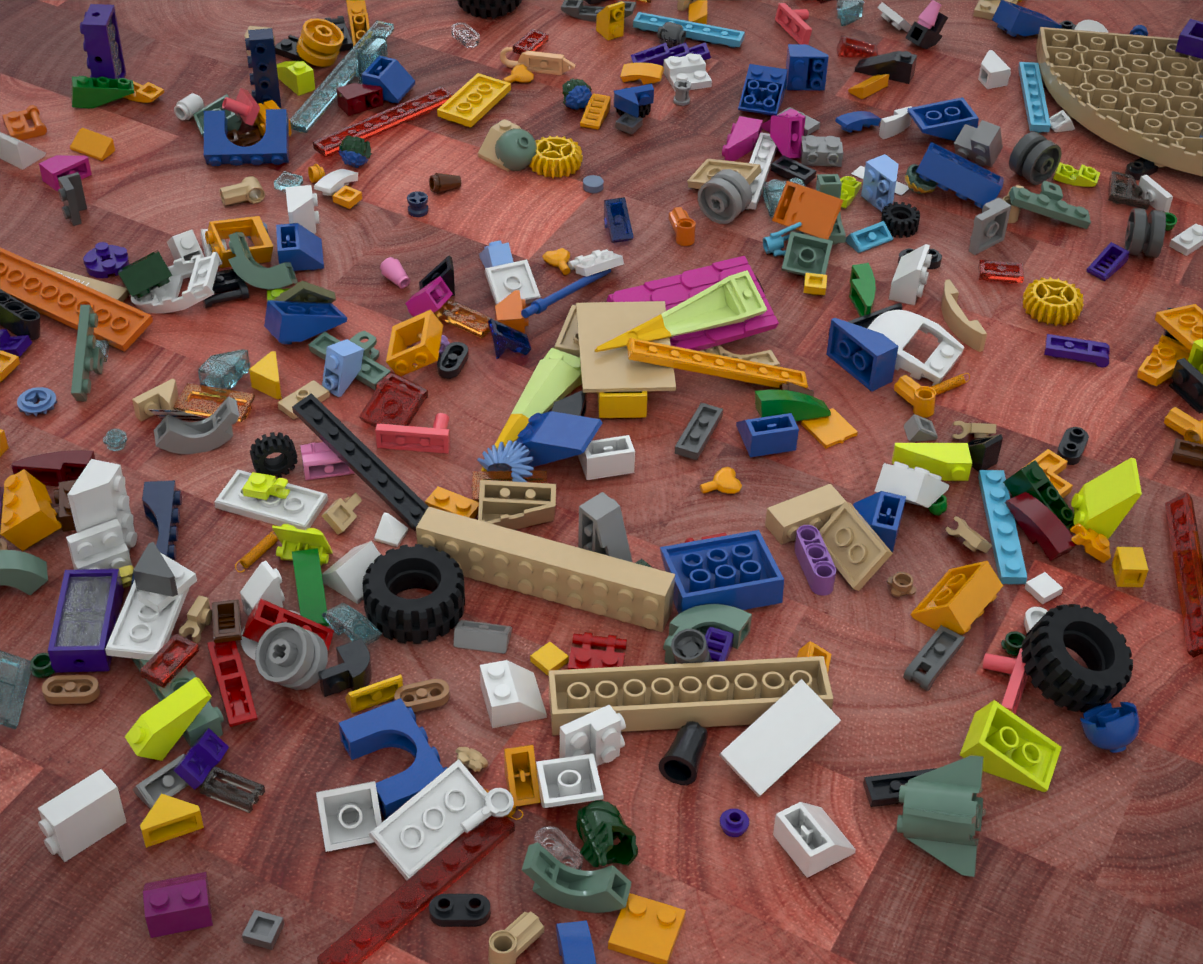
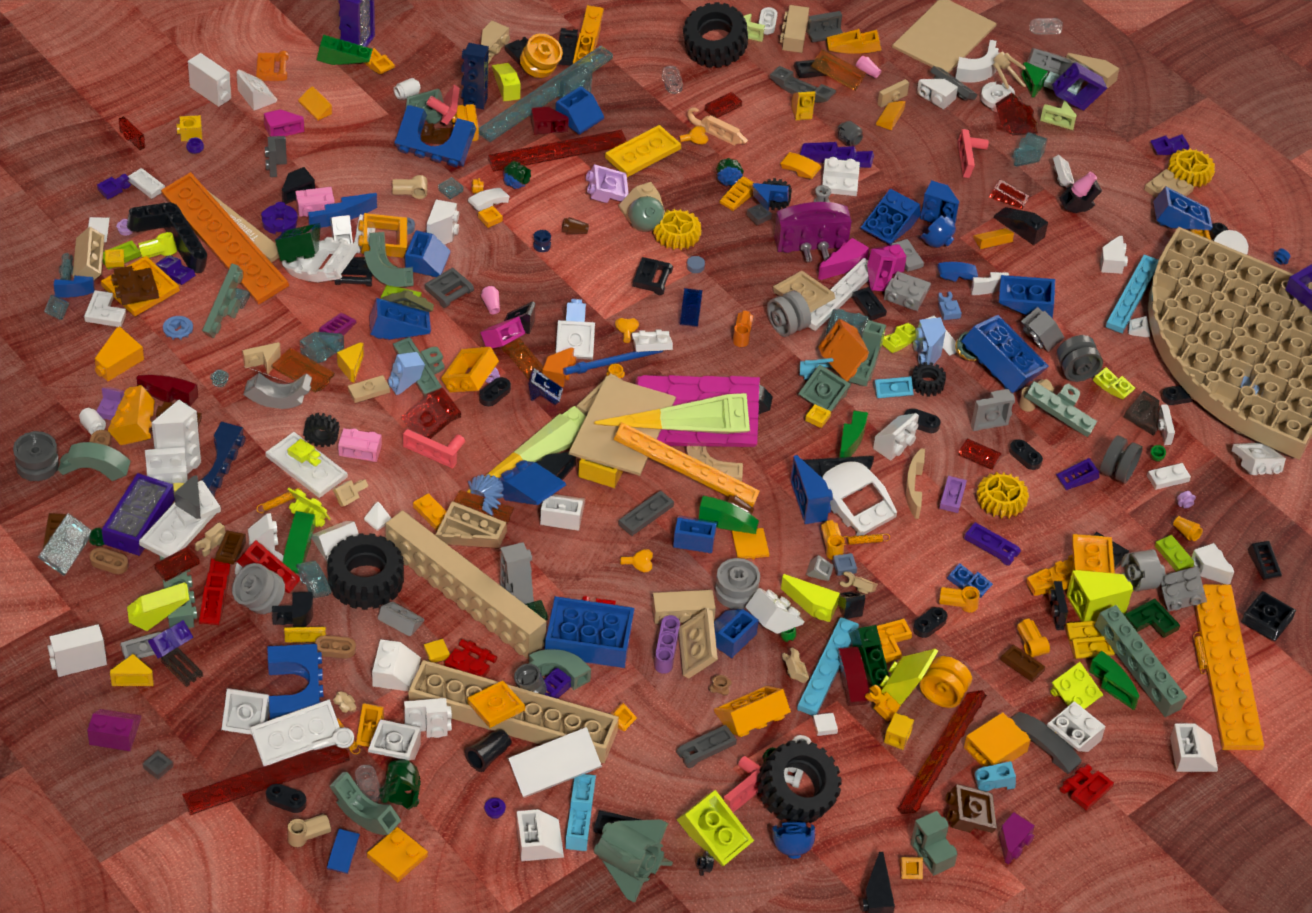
camera: 20 degrees right, 5 degrees up
(113, 221) = (296, 181): none -> black slope
(140, 232) = (313, 200): none -> bright pink brick
(194, 219) = (349, 205): none -> blue slope
(232, 342) = (330, 325): none -> magenta slope
(335, 269) = (445, 283): none -> dark grey plate
(361, 460) = (378, 454): black plate -> none
(455, 136) = (606, 184): none -> lavender plate
(549, 207) = (646, 274): none -> black plate
(571, 300) = (616, 369): none -> light orange plate
(673, 691) = (496, 704): none -> light orange plate
(693, 30) = (871, 131): medium azure plate -> none
(695, 116) = (812, 227): none -> magenta piece
(820, 91) = (940, 232): none -> blue cylinder
(845, 800) = (580, 812): none -> medium azure slope
(850, 468) = (736, 583): none -> light grey wheel
(866, 152) = (948, 308): none -> medium blue plate
(945, 415) = (844, 563): none -> sand blue plate
(1003, 316) = (953, 494): none -> medium lavender plate
(1028, 795) = (705, 863): none -> black plate
(1043, 259) = (1024, 452): none -> black plate
(1088, 394) = (963, 578): none -> blue slope
(1094, 410) = (966, 599): none -> light orange piece
(1157, 498) = (946, 682): none -> light orange wheel

